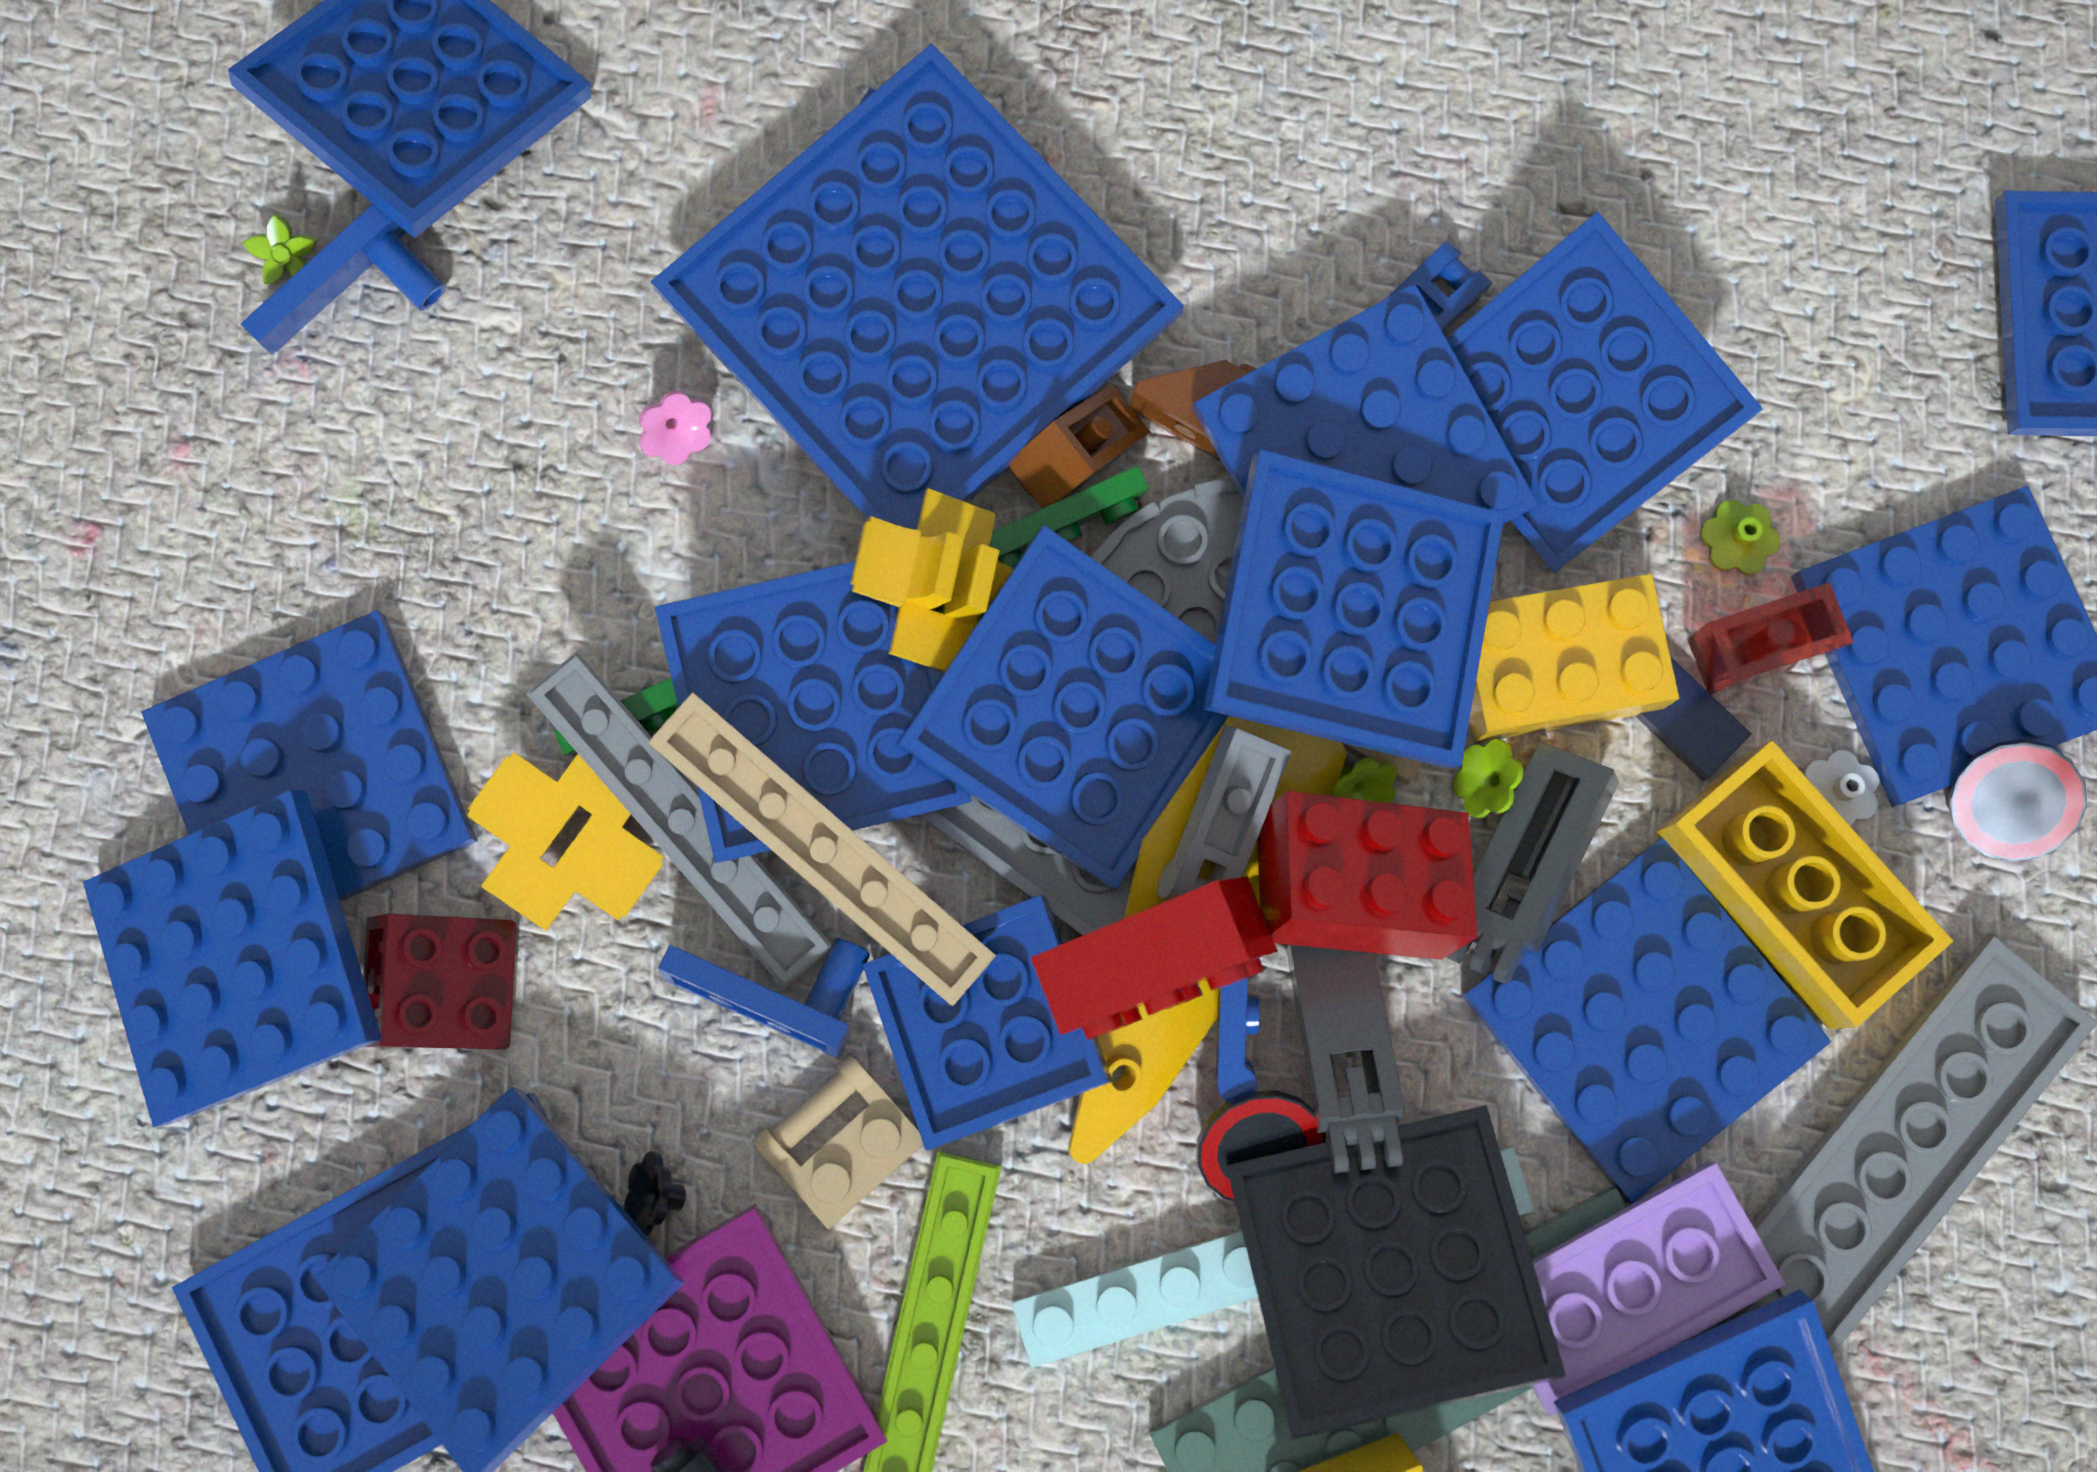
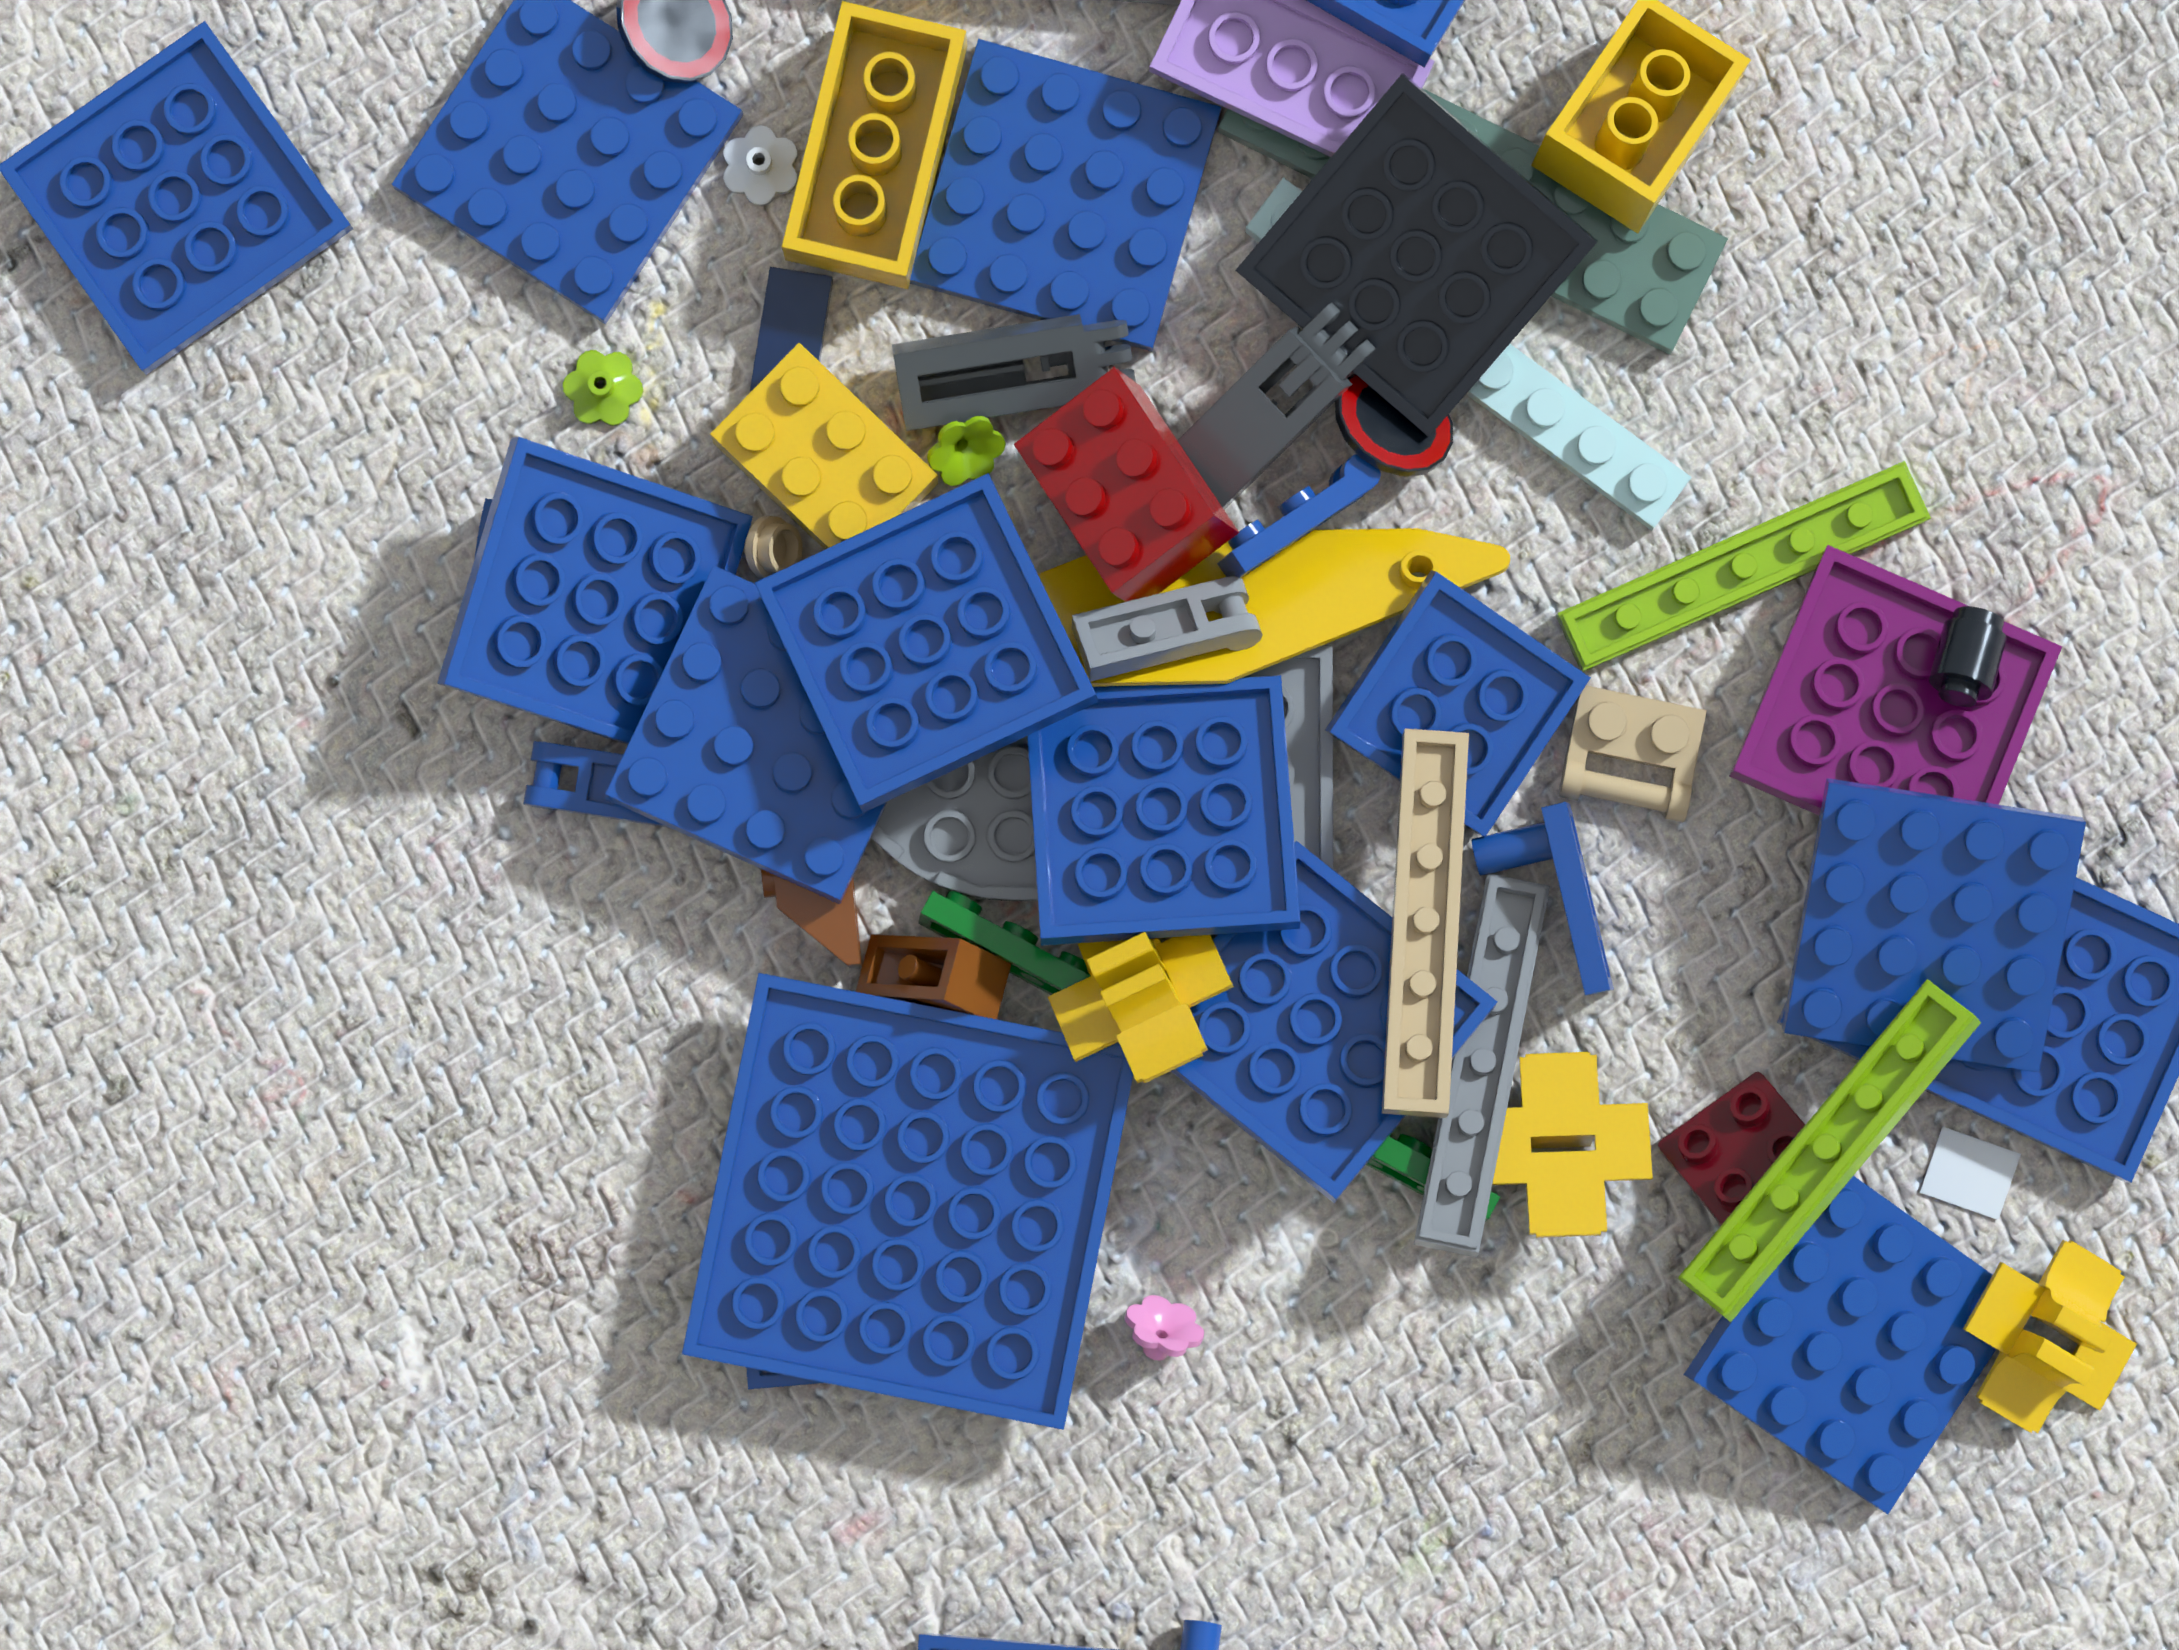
camera: 130 degrees left, 5 degrees up
(117, 1155) = (2033, 1370): none -> yellow piece
(294, 1161) = (1970, 1173): none -> white sticker
(327, 722) = (1633, 1432): blue plate -> none
(379, 1047) = (1829, 1150): none -> lime tile
(652, 1193) = (1781, 868): black plant -> none
(1155, 958) = (1319, 597): red brick -> none
(1367, 781) = (1049, 542): lime plant -> none
(1520, 569) = (772, 546): none -> tan plate
(1769, 639) = (688, 304): clear red brick -> none

